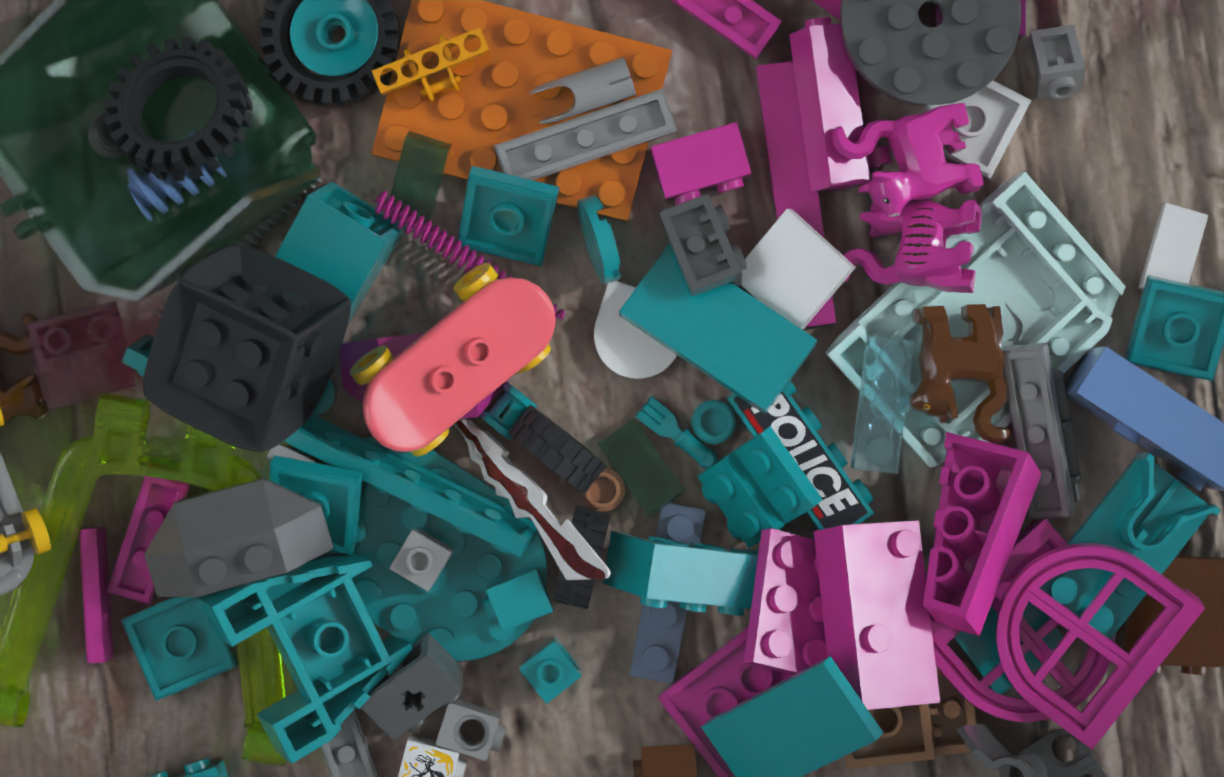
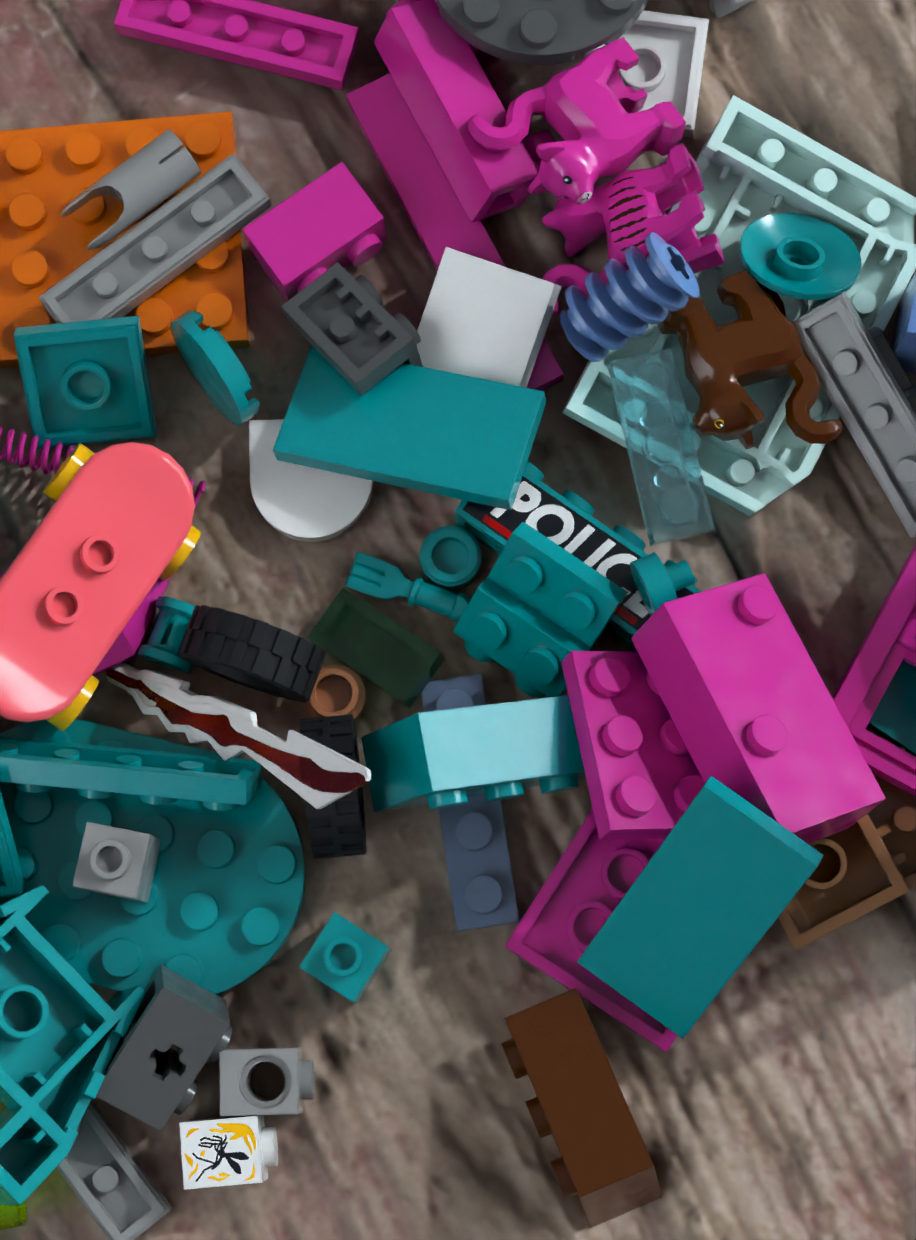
camera: 15 degrees left, 10 degrees down
(517, 600) = (265, 873): teal brick -> none
(845, 502) = (659, 583): none -> teal tile
(896, 299) = (629, 299): none -> medium blue piece
(976, 528) = (845, 554): dark pink wedge -> none
(1036, 293) = (800, 256): none -> teal dish

